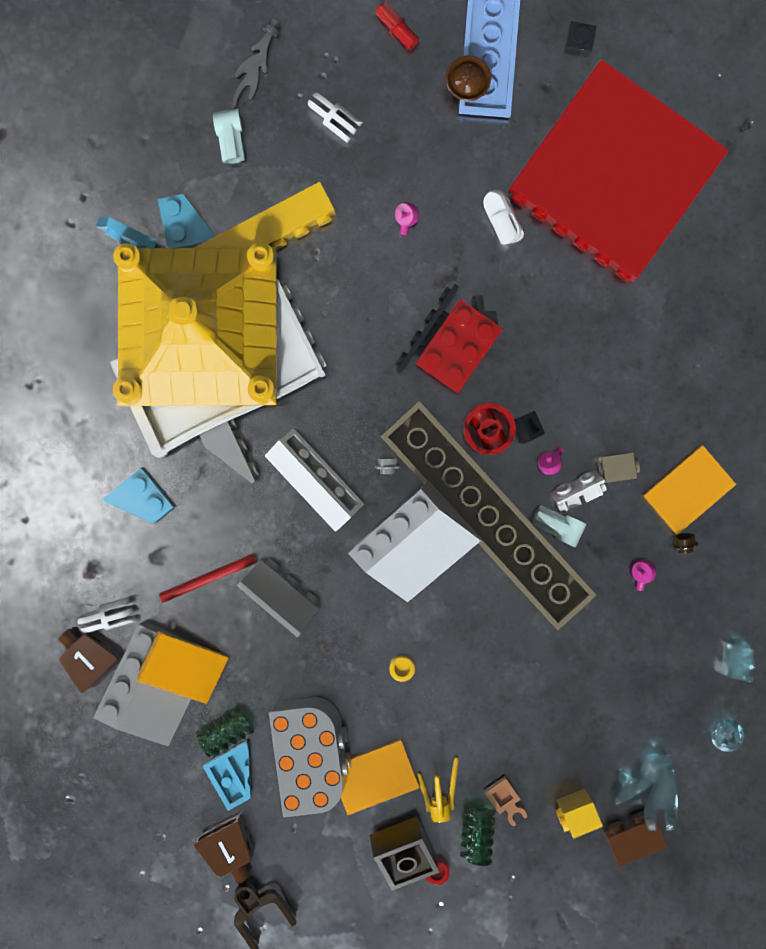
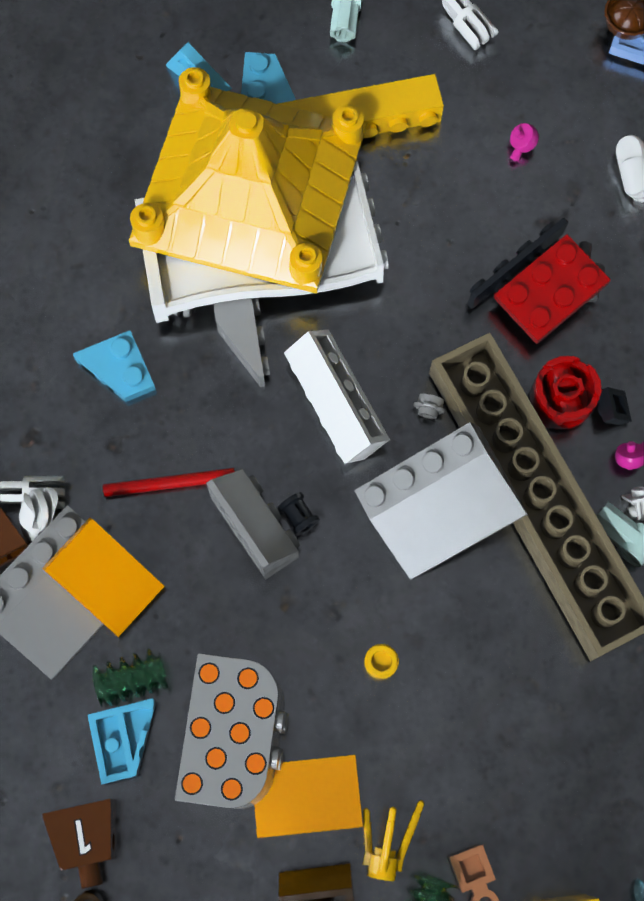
camera: 15 degrees right, 15 degrees down
(118, 635) = (37, 512): none -> white arm
(320, 579) = (298, 513): none -> black bush

